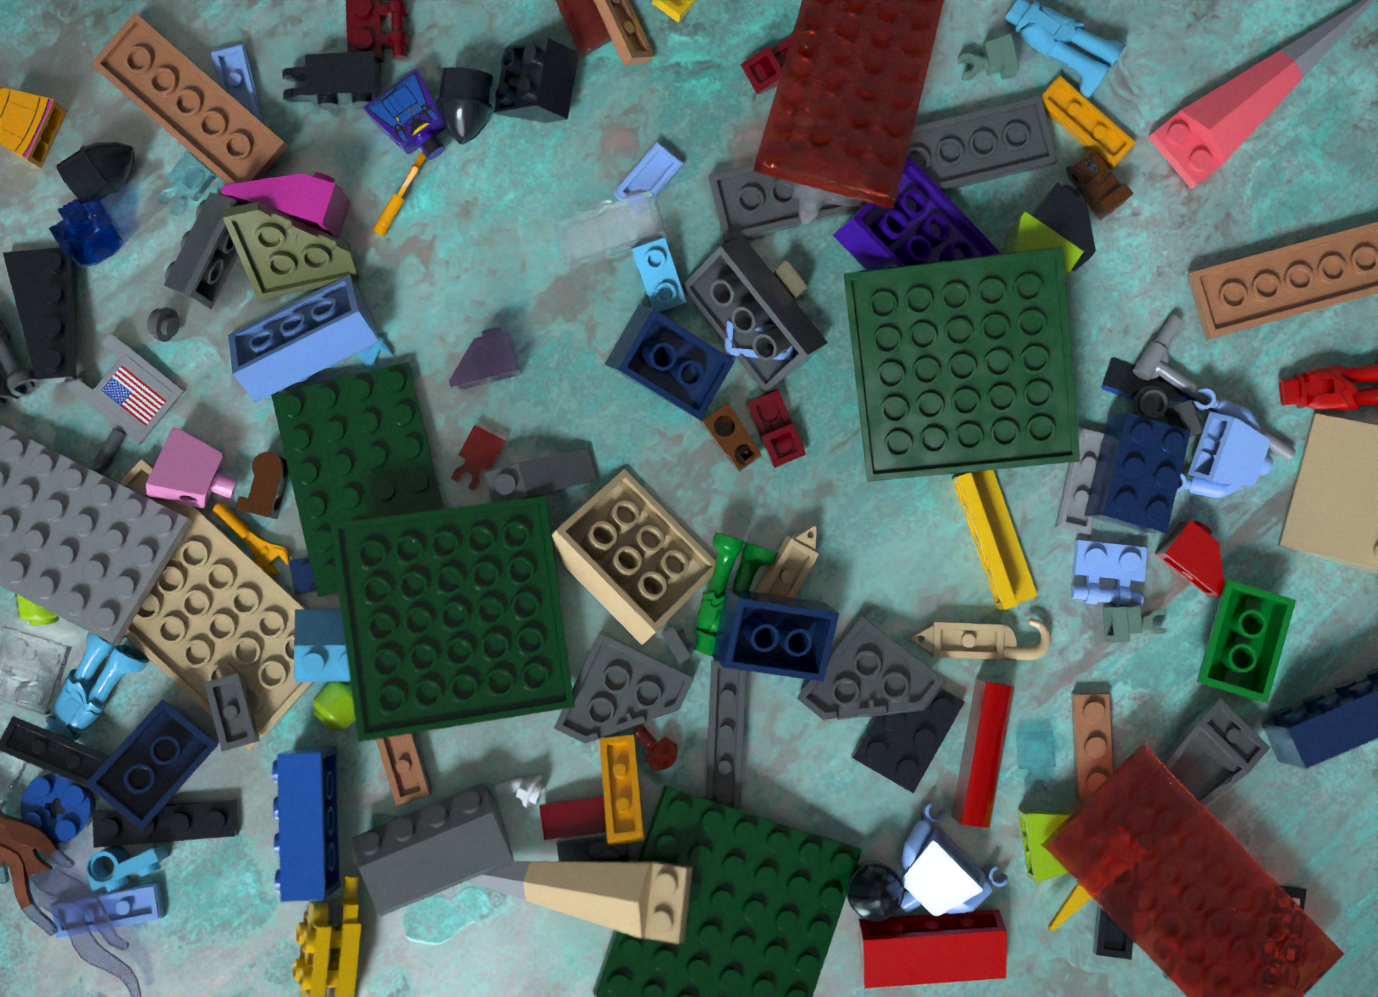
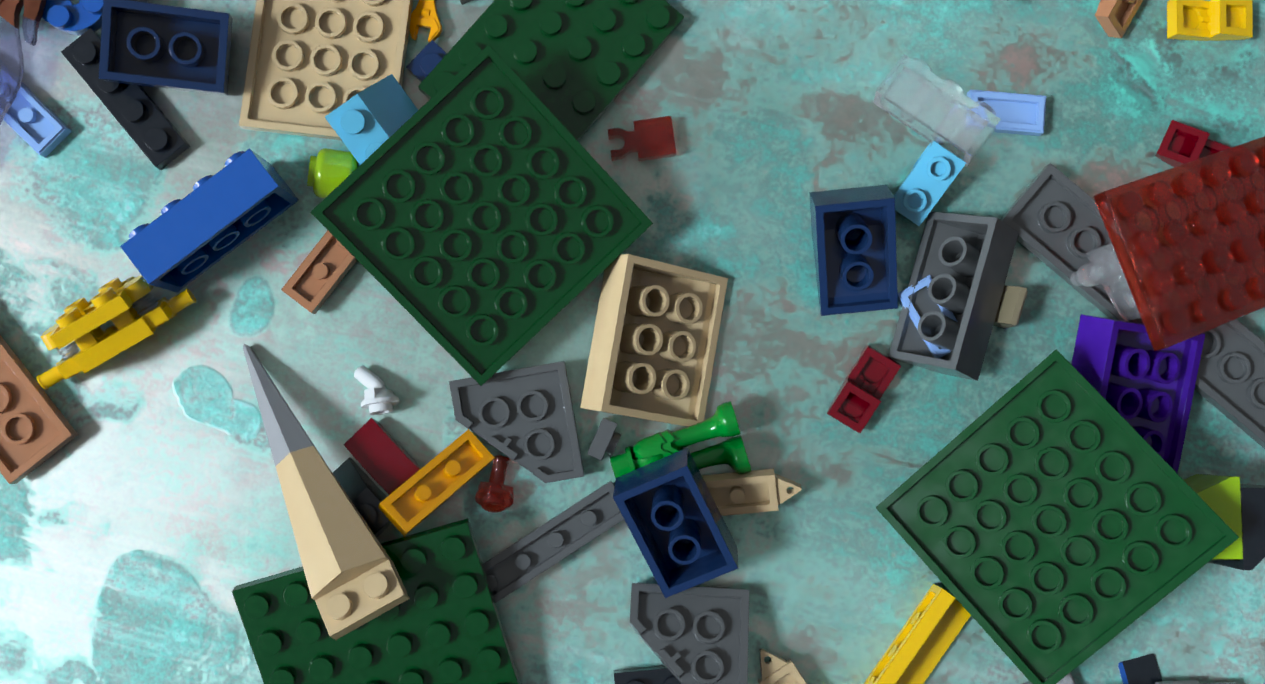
camera: 55 degrees right, 0 degrees up
(123, 865) = (62, 88): medium azure plate -> none
(232, 711) = (262, 84): dark grey plate -> none
(432, 849) = (264, 350): dark grey slope -> none
(487, 360) = (735, 85): clear purple slope -> none
(541, 476) = (668, 208): dark grey slope -> none
(731, 437) = (826, 354): reddish brown leg -> none

